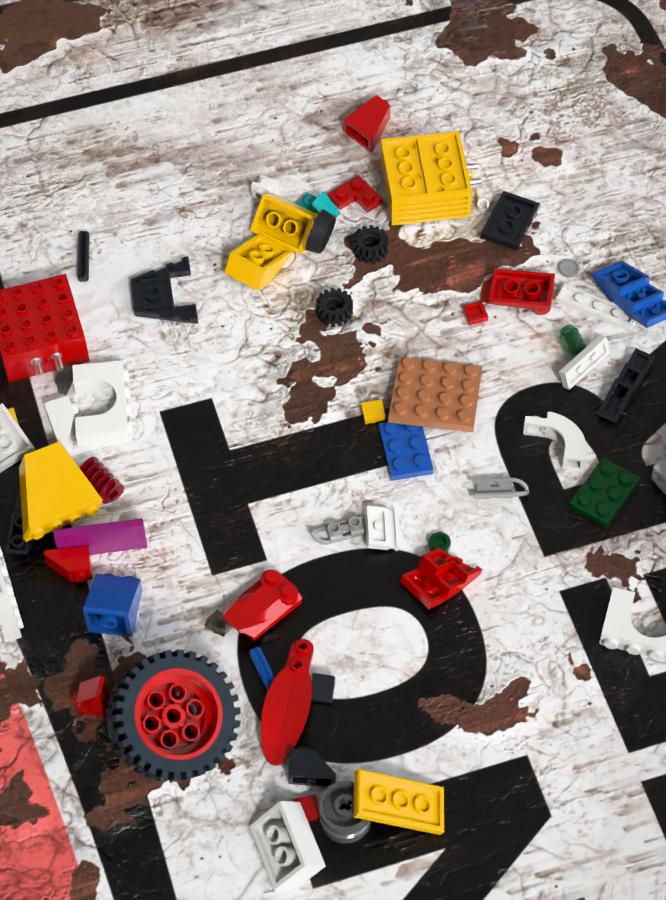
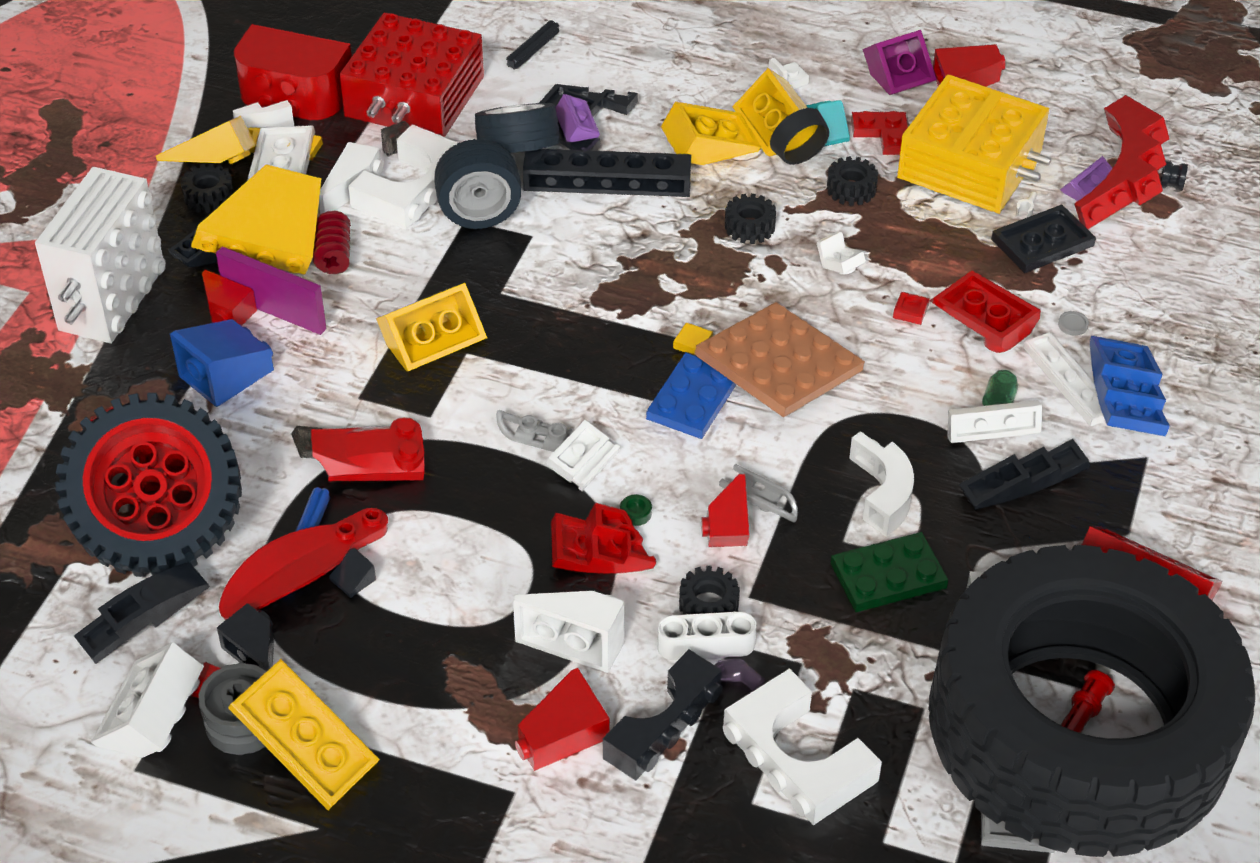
camera: 35 degrees right, 10 degrees down
(147, 329) = (519, 126): none -> black wheel
(161, 385) = (477, 184): none -> black wheel
(170, 299) = (576, 119): none -> medium lavender slope
(216, 500) = (432, 327): none -> yellow slope
(221, 325) = (607, 172): none -> black brick
(228, 795) = (138, 606): none -> black slope
(326, 139) = (900, 62): none -> magenta slope
(409, 303) = (837, 256): none -> white bracket
(484, 638) = (572, 625): none -> white slope
(499, 514) = (728, 516): none -> red slope
(501, 163) = (1087, 179): none -> medium lavender slope
(521, 697) = (562, 723): none -> red slope
(528, 560) = (708, 582): none -> black tyre
(533, 150) = (1136, 169): none -> red arch
(546, 132) = (1174, 175): none -> black wheel
(546, 604) = (707, 635): none -> white beam
(566, 632) = (638, 742): none -> black arch
(581, 604) = (739, 671): none -> clear purple arm

